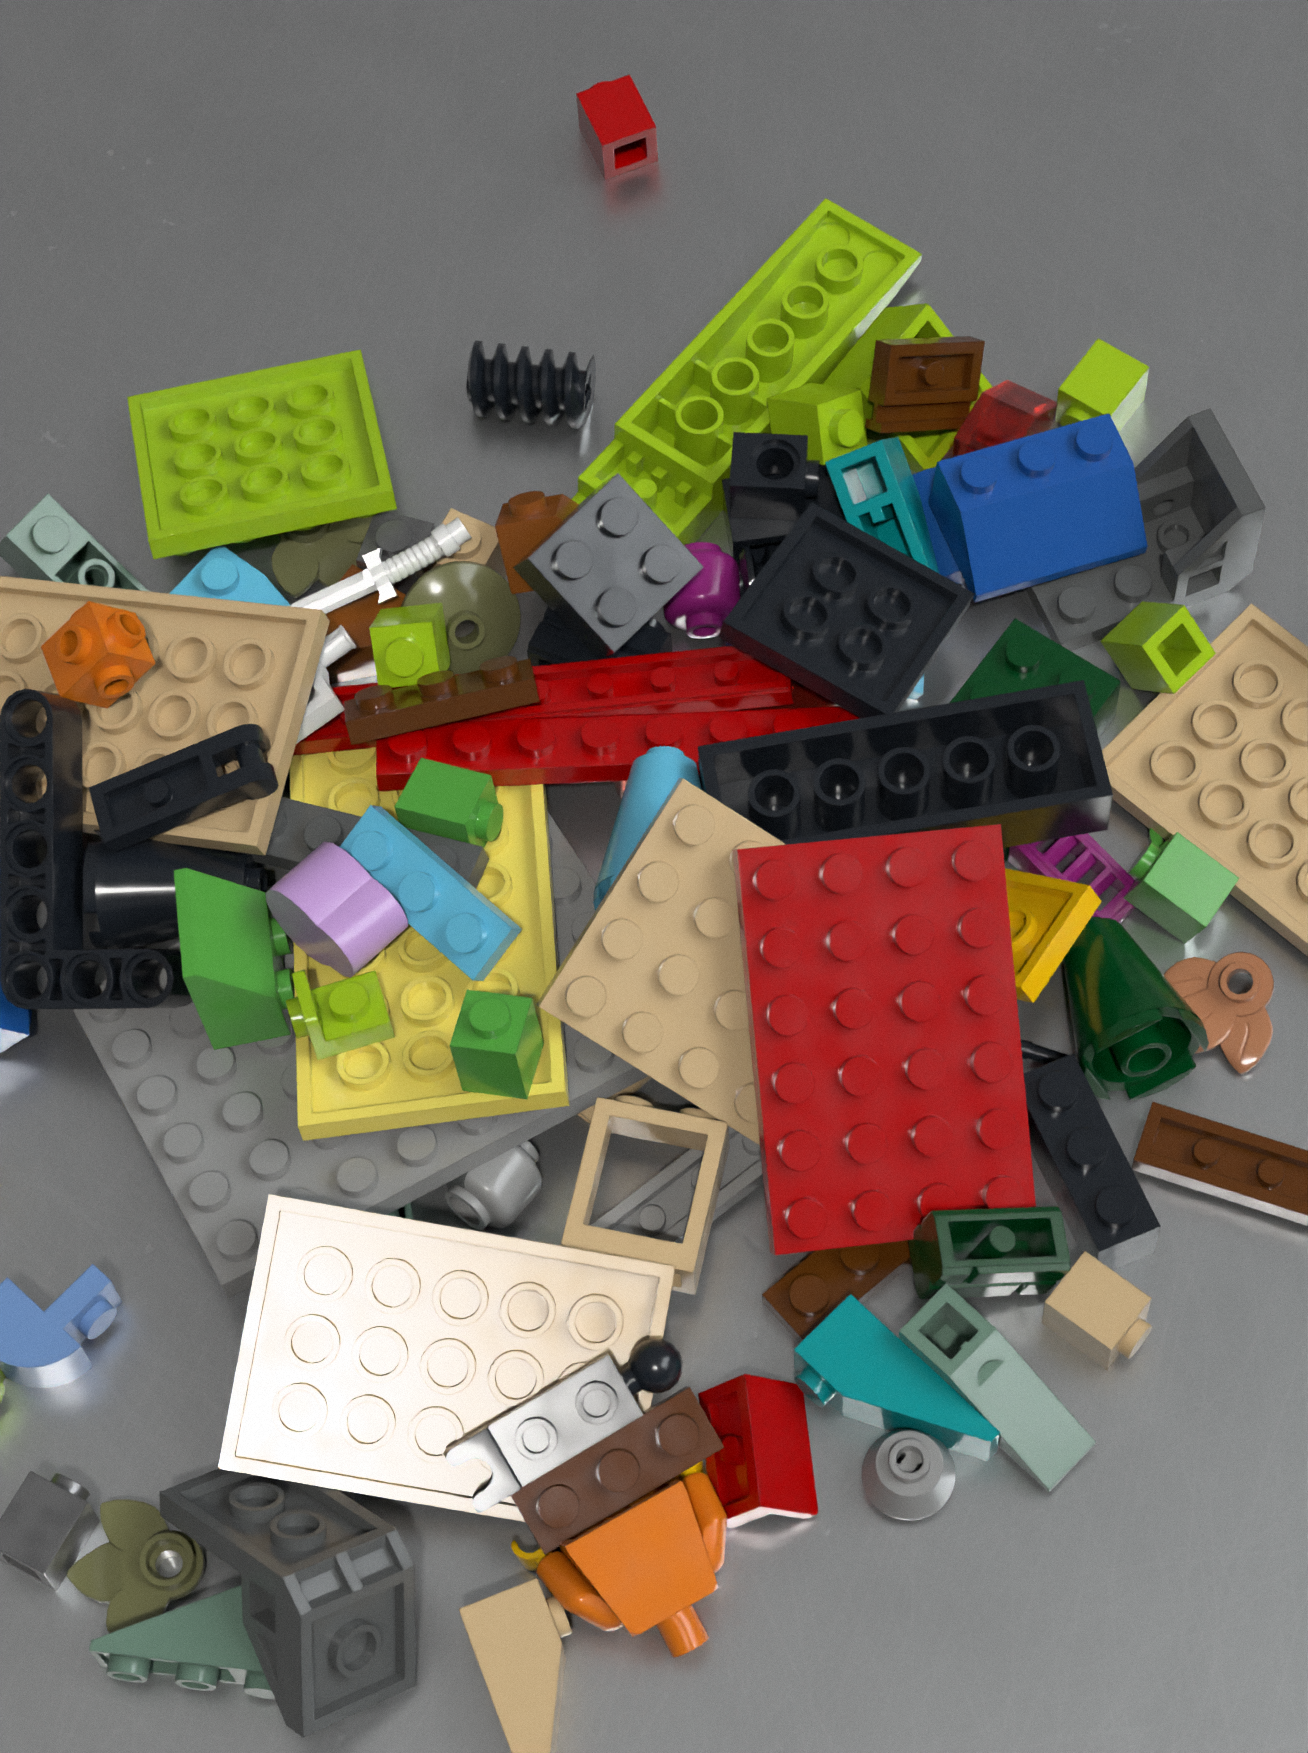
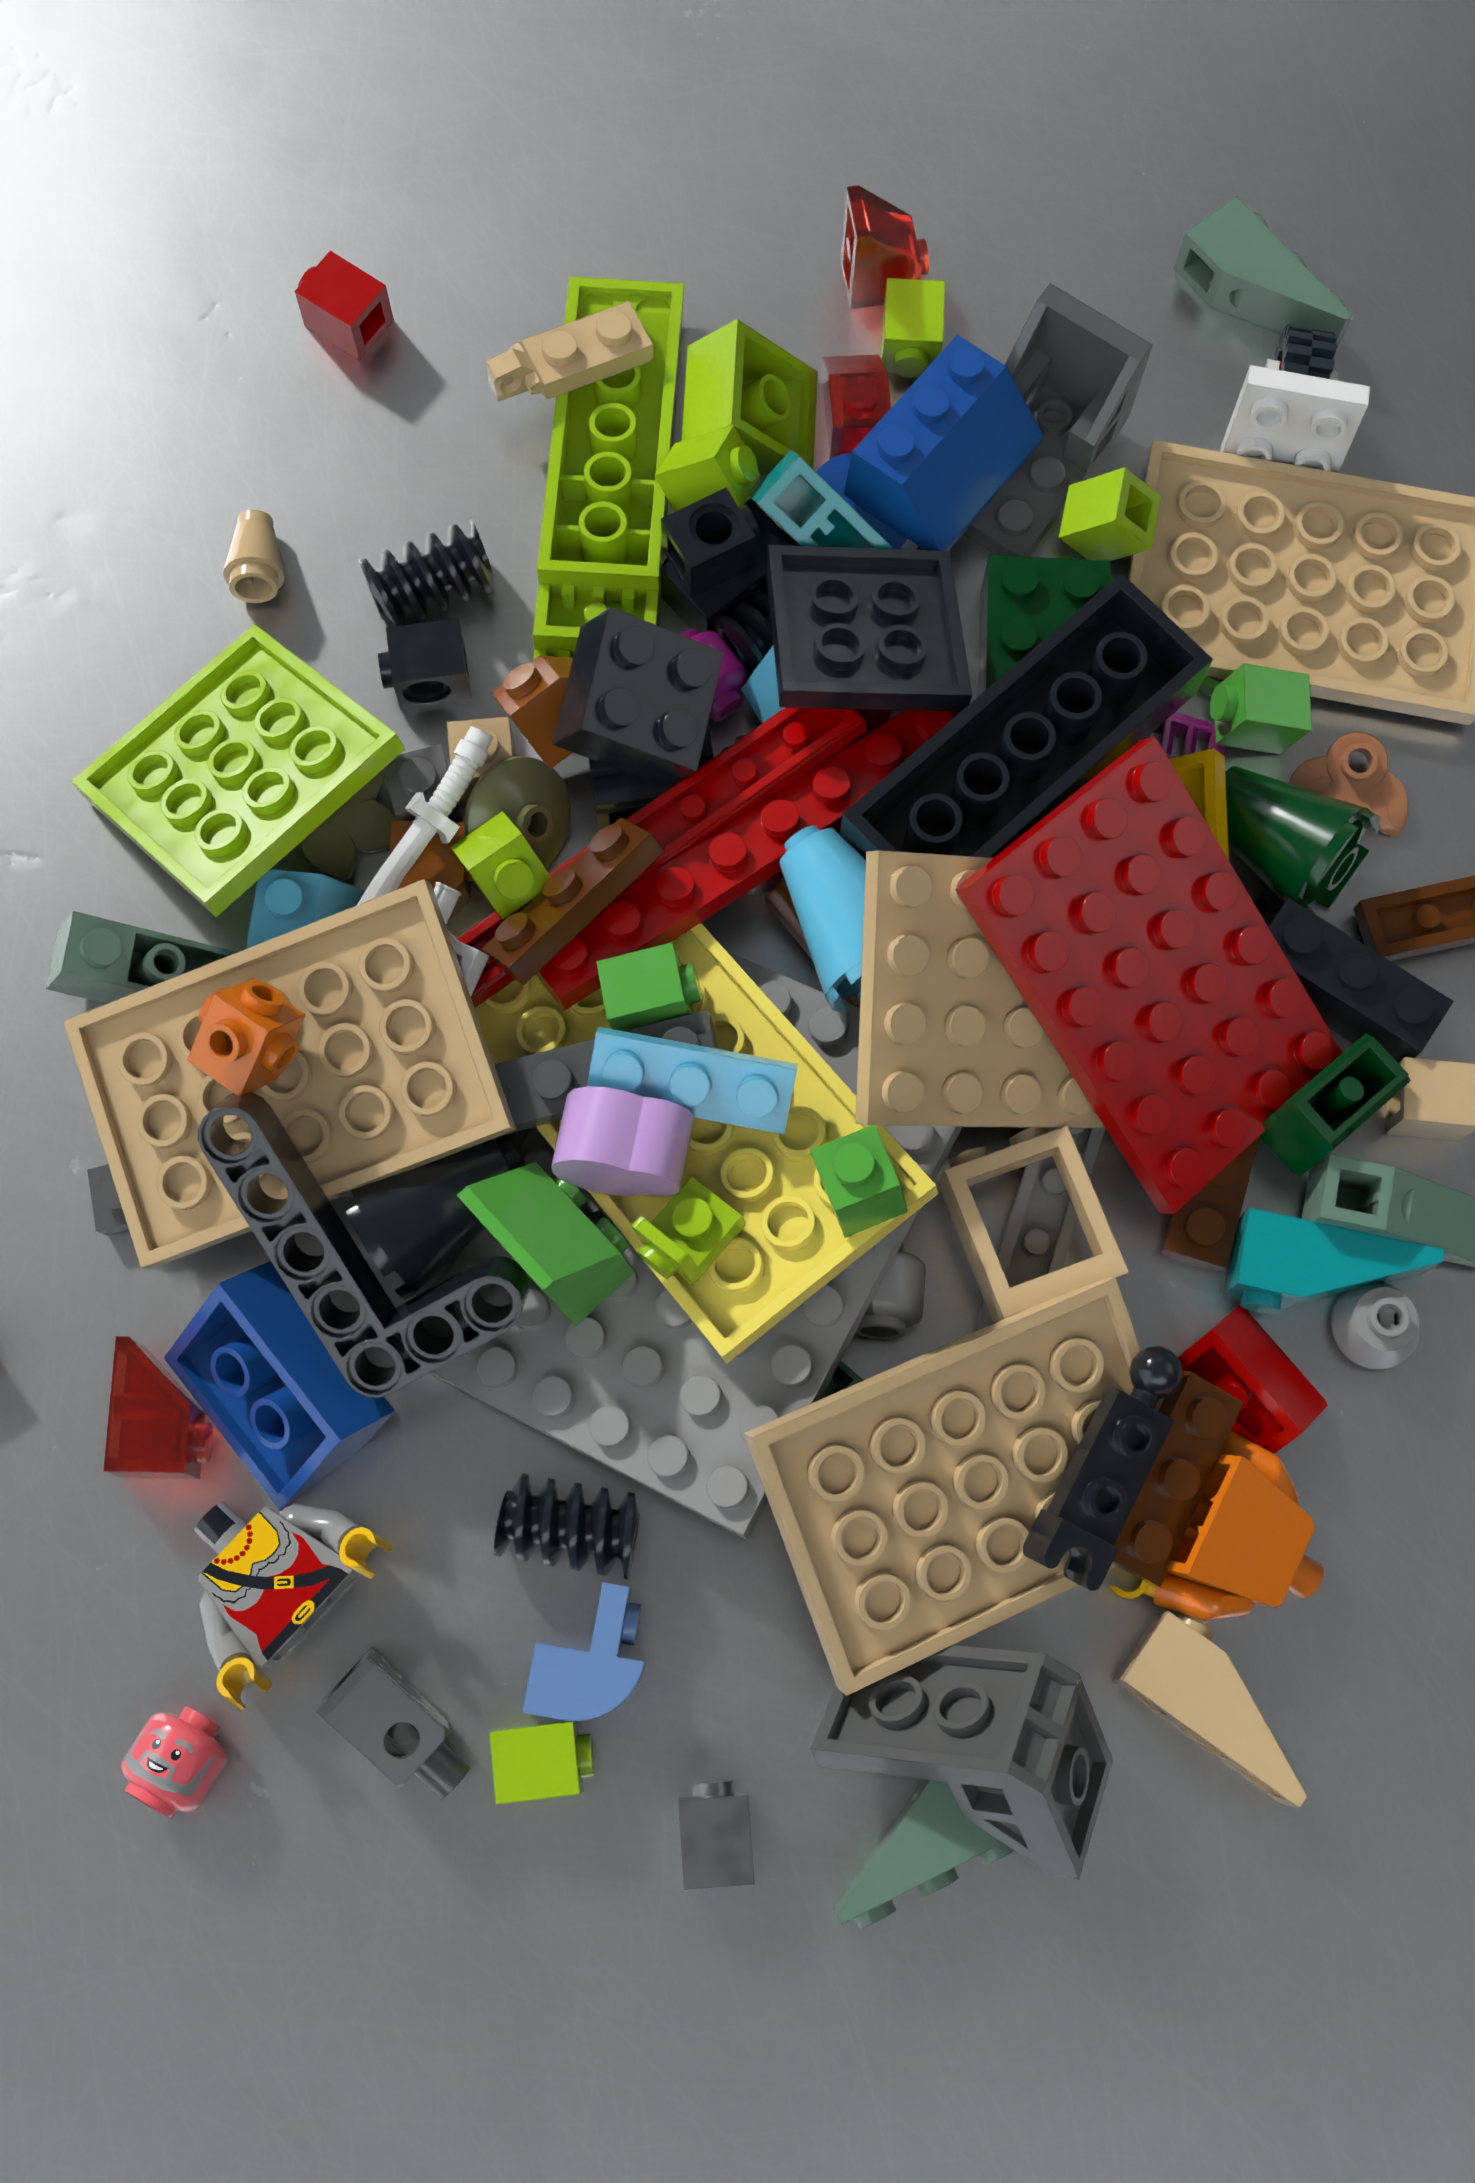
camera: 40 degrees left, 10 degrees up
(100, 1211) = (568, 1526): none -> black piece
(129, 1564) = (804, 1823): olive plate -> none
(182, 787) = (408, 1114): black plate -> none
(396, 298) = (254, 560): none -> tan cone
(478, 457) = (426, 663): none -> black brick
(772, 263) = (572, 355): none -> tan hinge
(924, 383) = (779, 391): reddish brown plate -> none
(1113, 306) = (877, 246): none -> clear red slope

